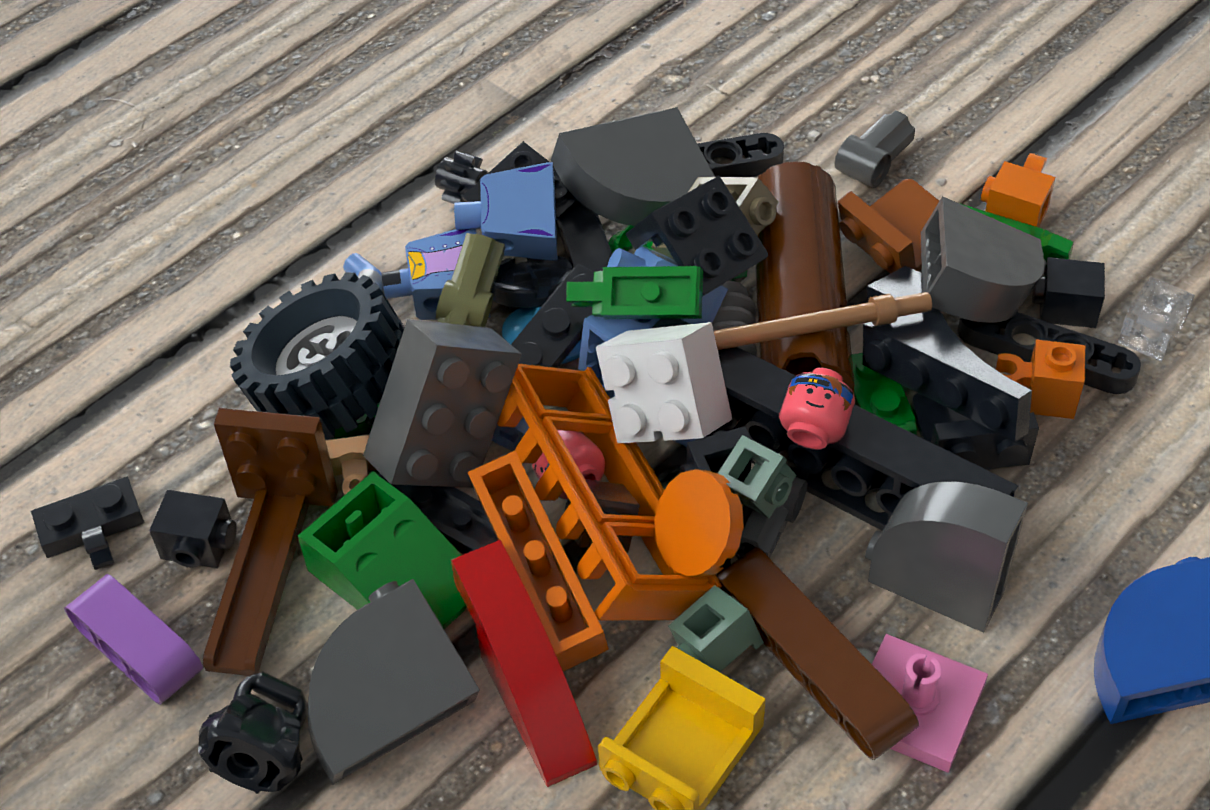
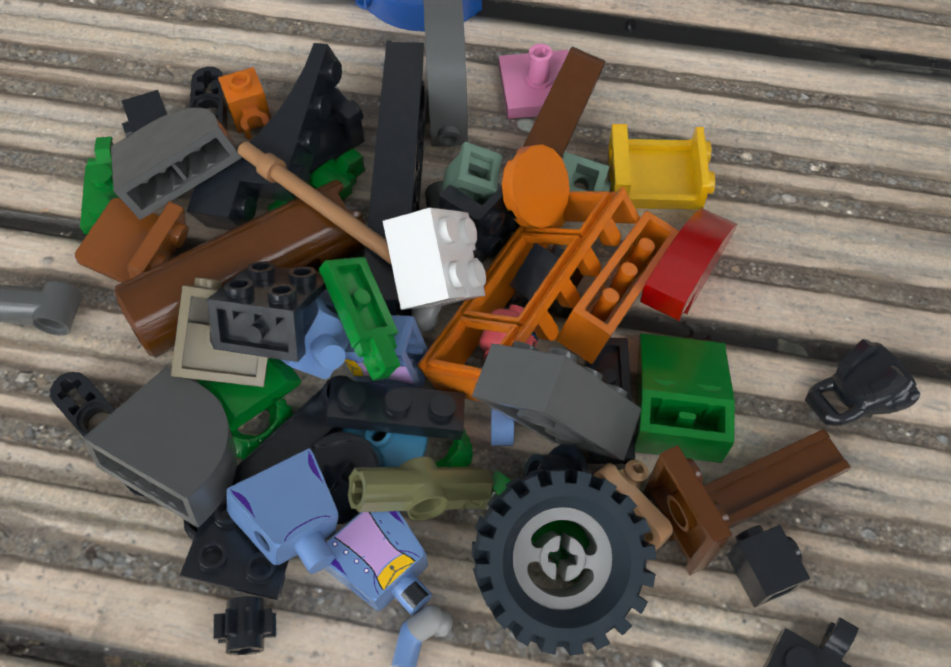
camera: 125 degrees left, 10 degrees up
(134, 638) = (879, 537): medium lavender beam -> none
(383, 681) = (774, 330): dark grey brick -> none
(817, 408) = (409, 141): coral head -> none
(1020, 191) = (54, 188): orange brick -> none
(1155, 318) = (152, 70): clear brick -> none

